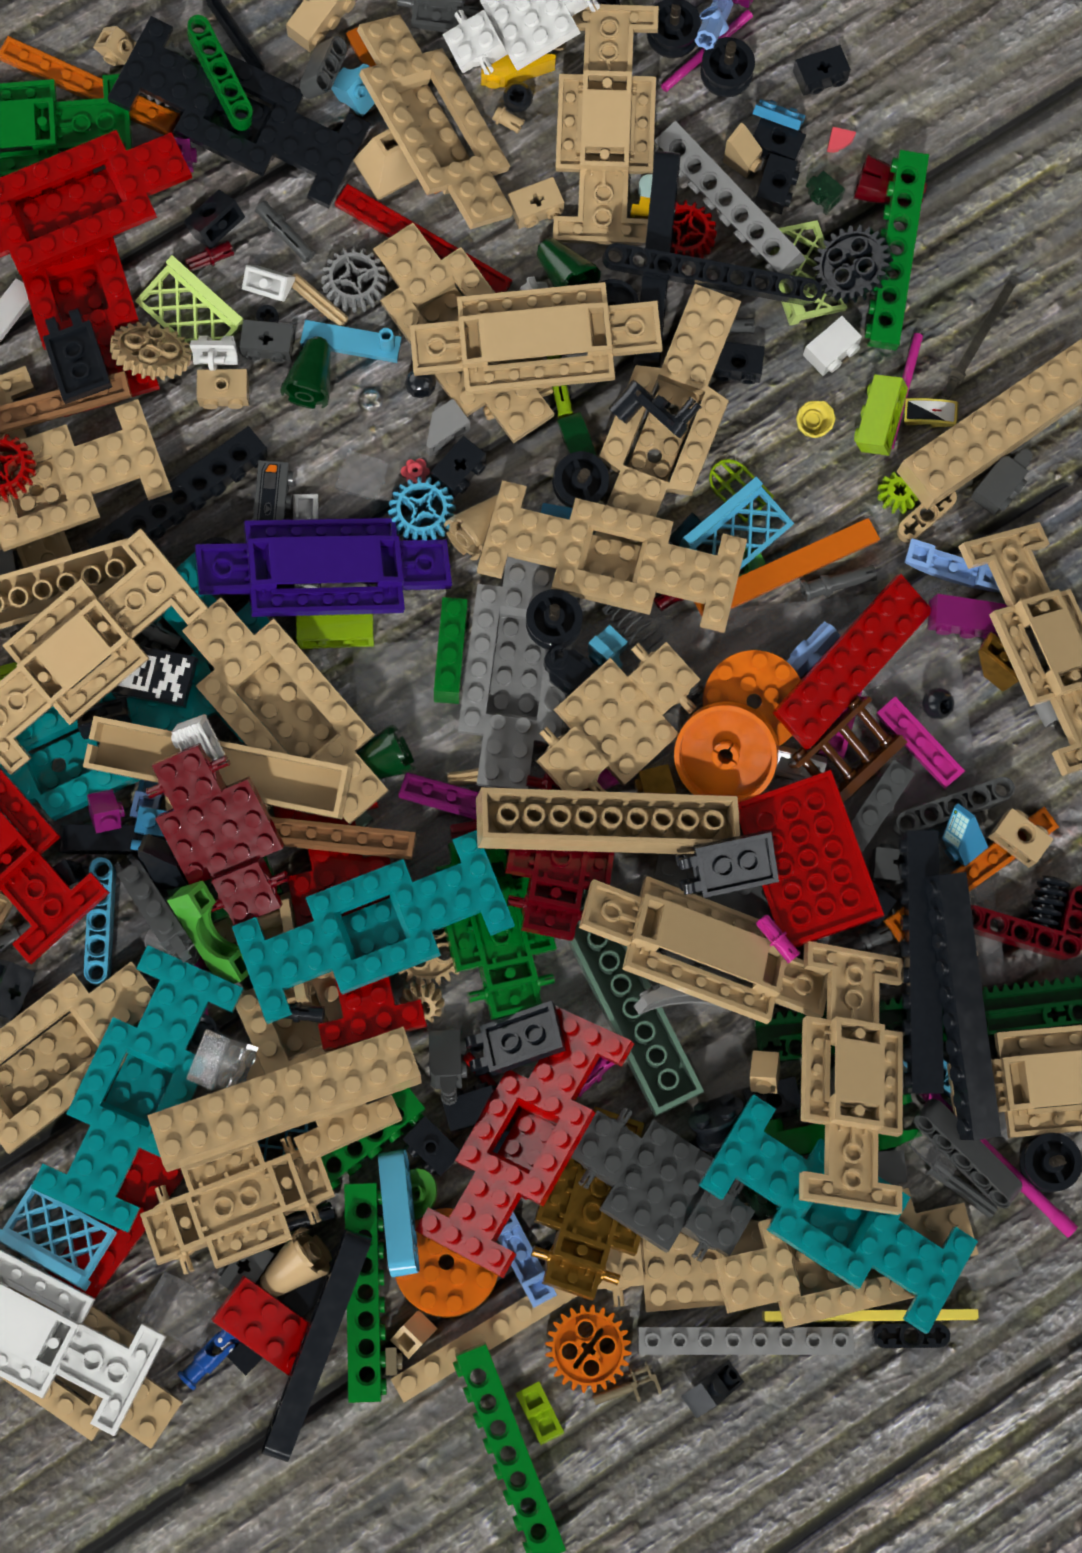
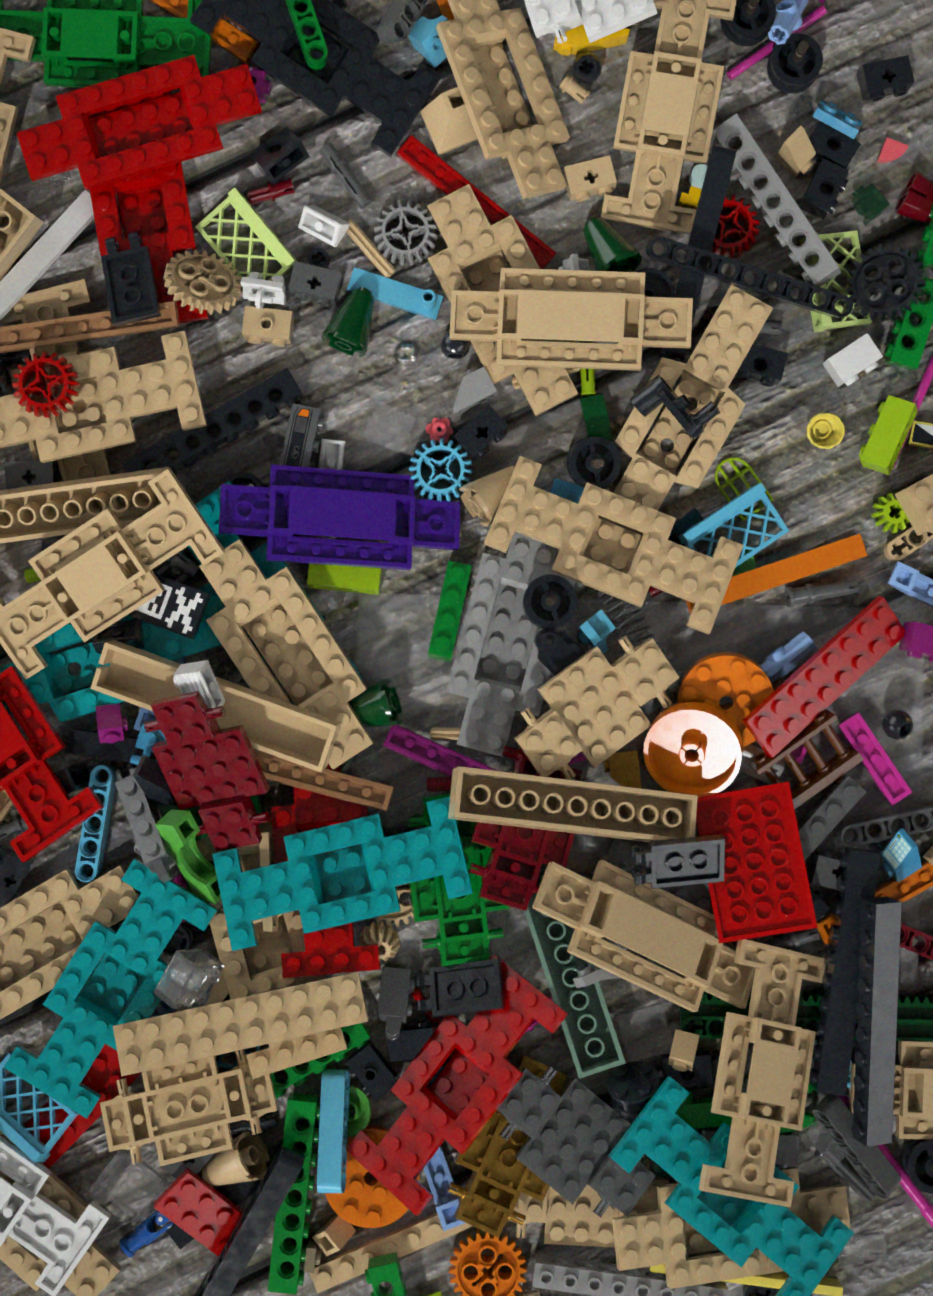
camera: 10 degrees right, 10 degrees up
(306, 1013) = (280, 943): black pin -> none
(777, 938) = (715, 935): dark pink axle -> none

